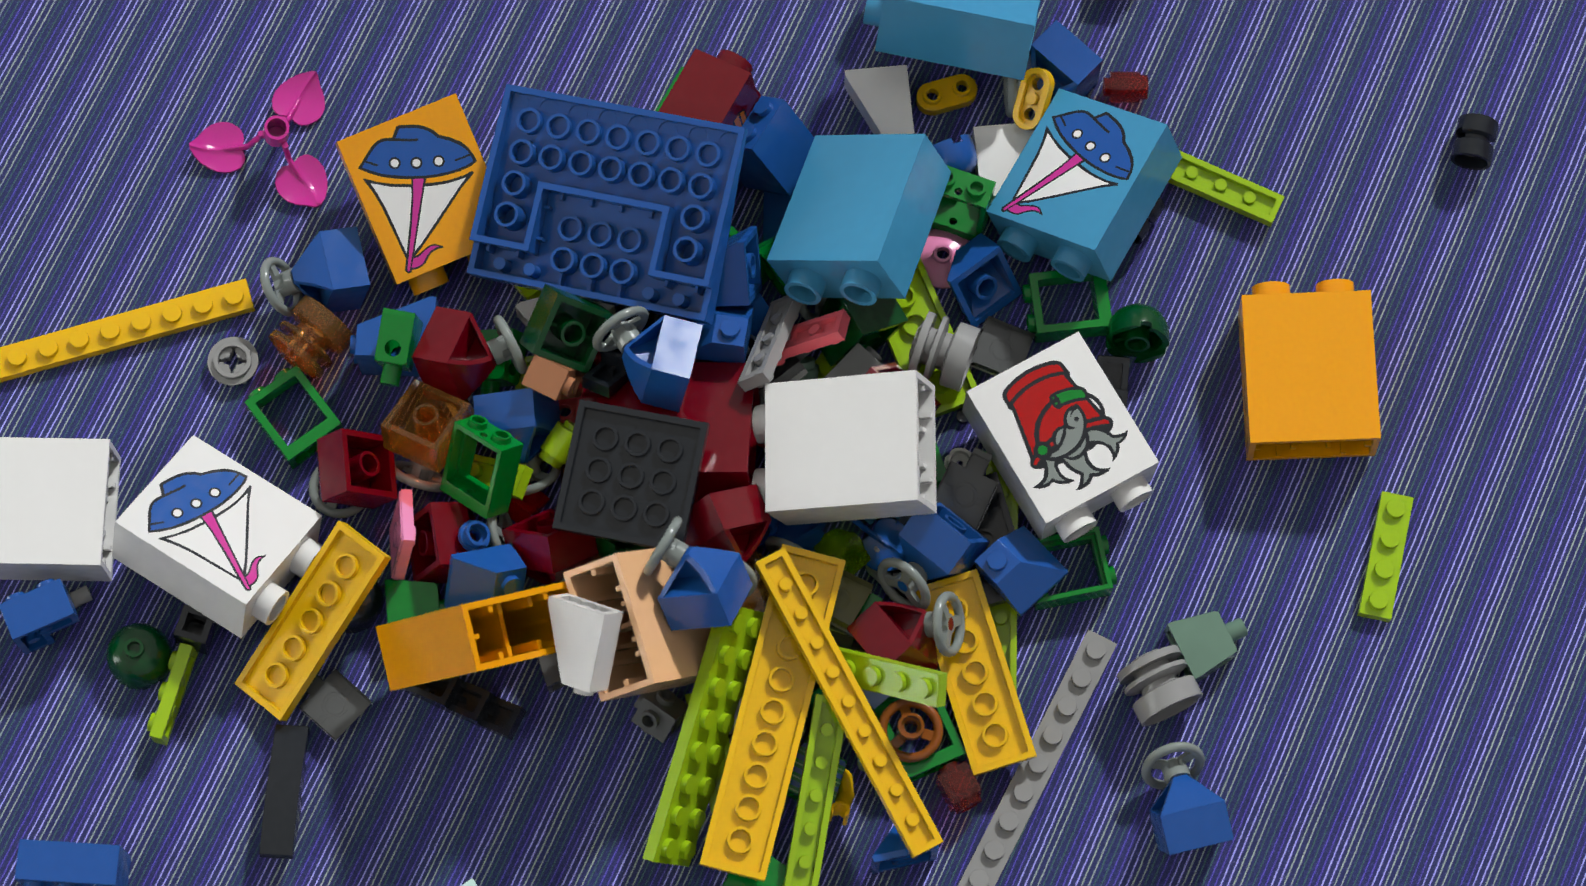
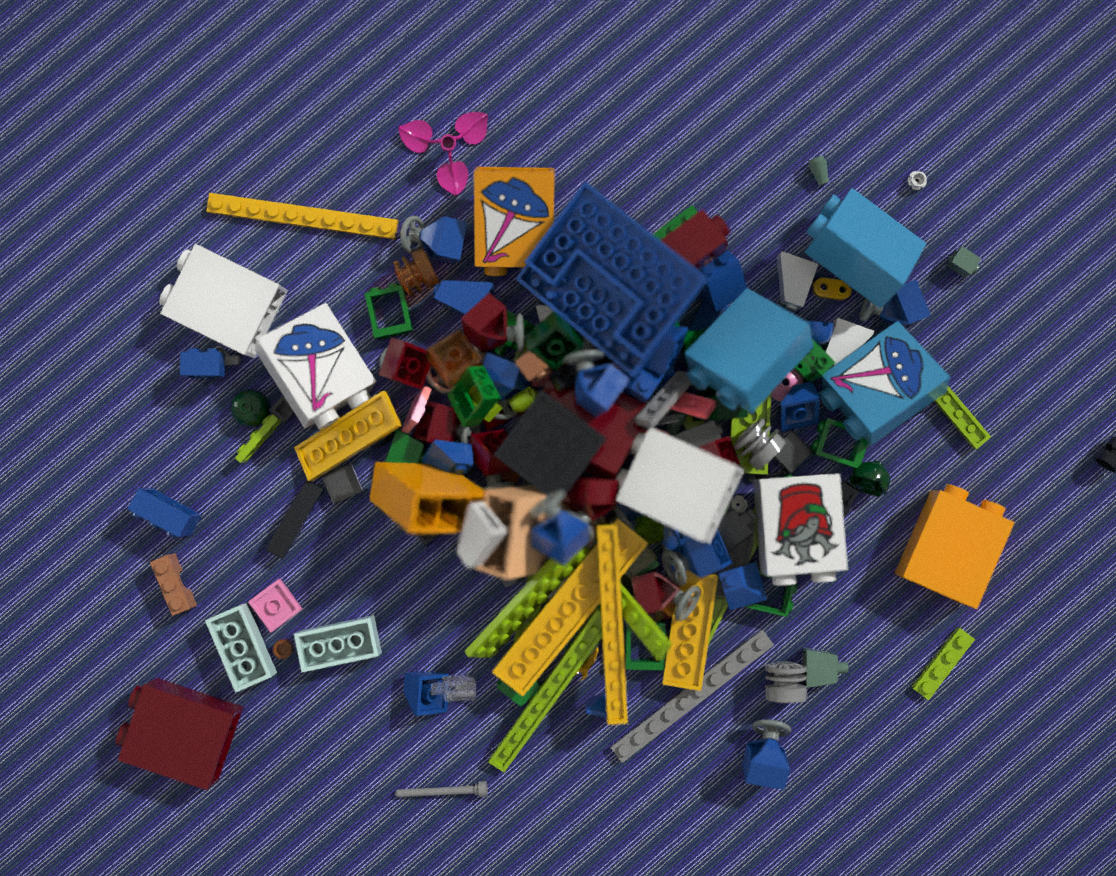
camera: 25 degrees right, 15 degrees up
(223, 352) = (367, 256): light grey gear -> none
(396, 331) = (462, 299): green torso -> none
(480, 531) = (457, 432): blue plate -> none
(907, 717) = (627, 649): dark orange piece -> none
(959, 787) = (652, 684): clear red brick -> none
(1030, 98) = (880, 319): yellow plate -> none
(1125, 87) = (934, 331): clear red brick -> none

